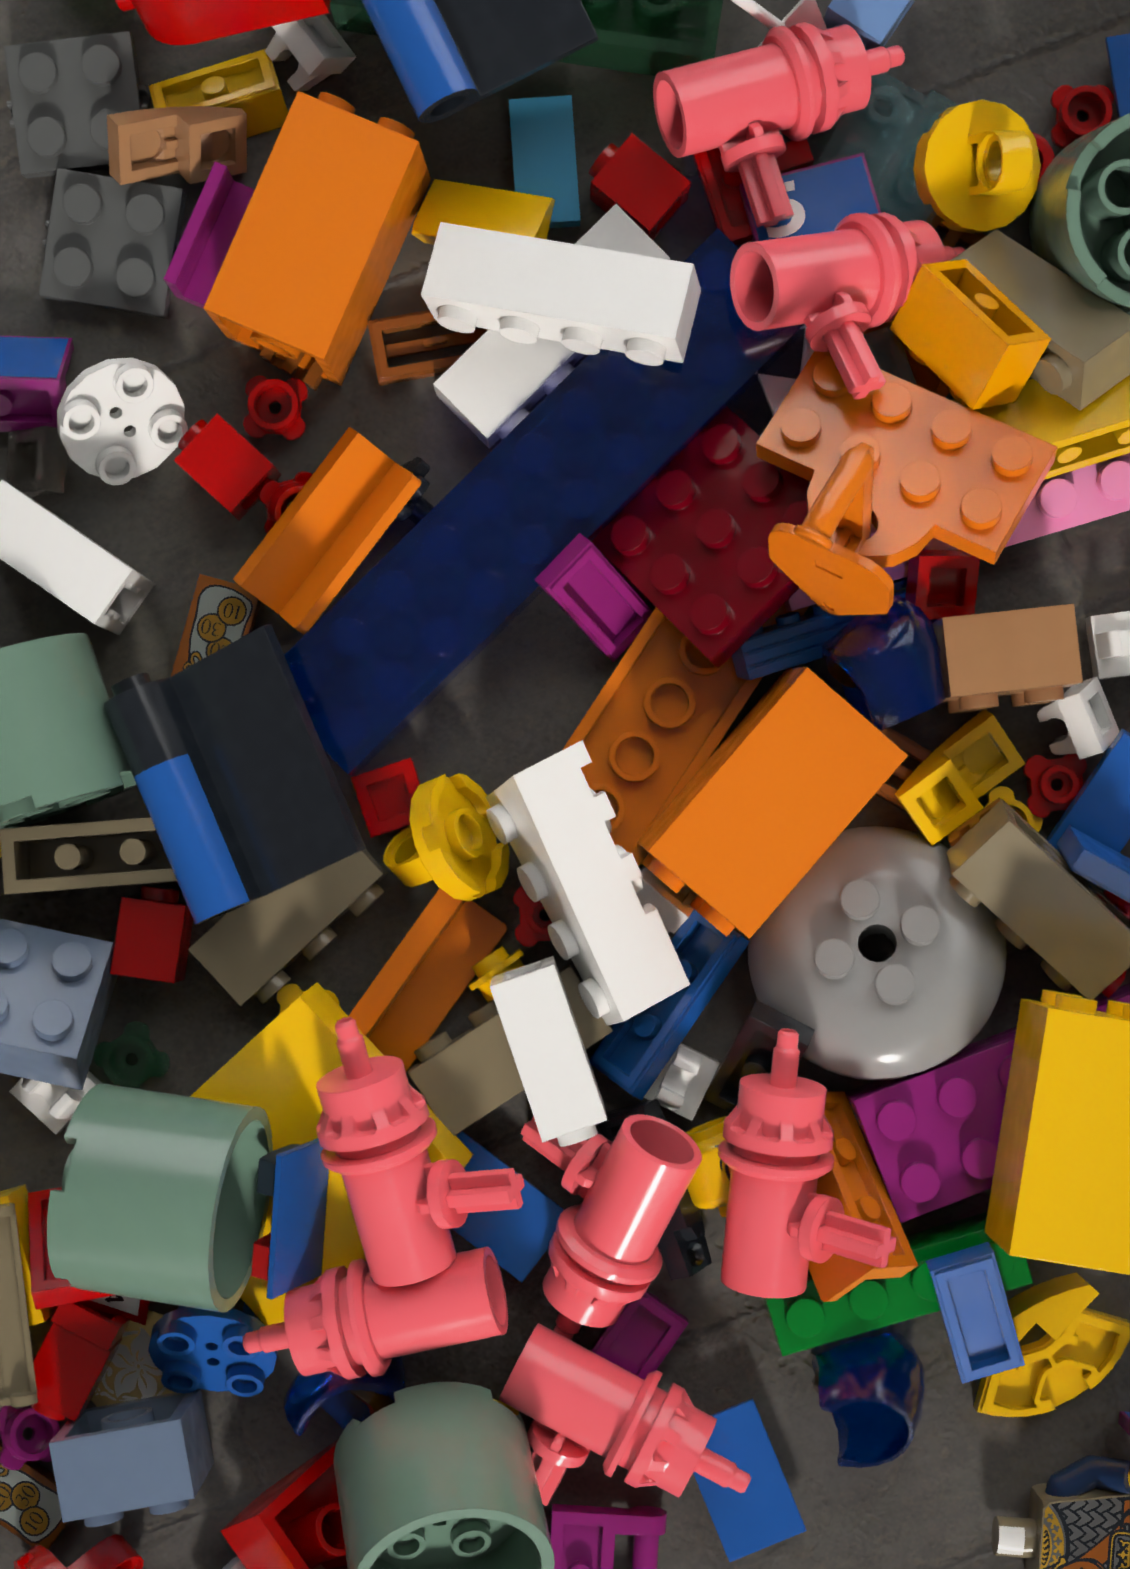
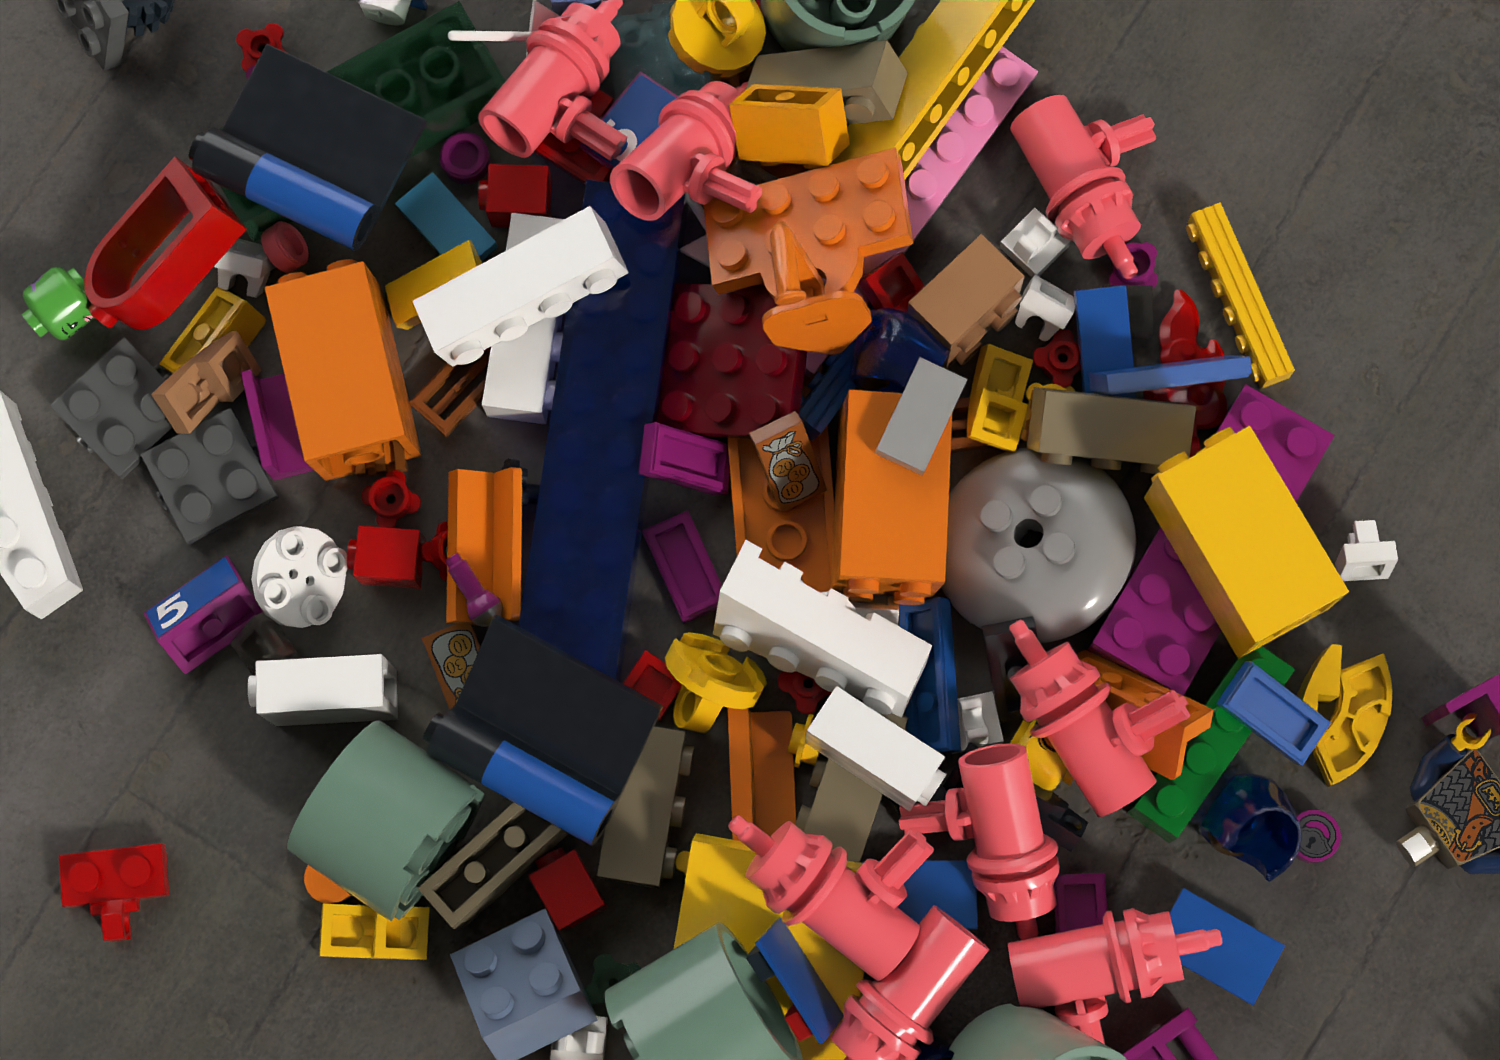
camera: 30 degrees left, 10 degrees down
(278, 592) = (480, 602): none -> magenta piece
(360, 60) = (284, 247): none -> coral tile
(515, 702) = (684, 566): none -> magenta tile
(617, 105) = (464, 157): none -> magenta tile
(693, 684) = (788, 461): none -> tile
(858, 752) = (920, 416): none -> light grey tile
(929, 1450) = (1319, 836): none -> tile

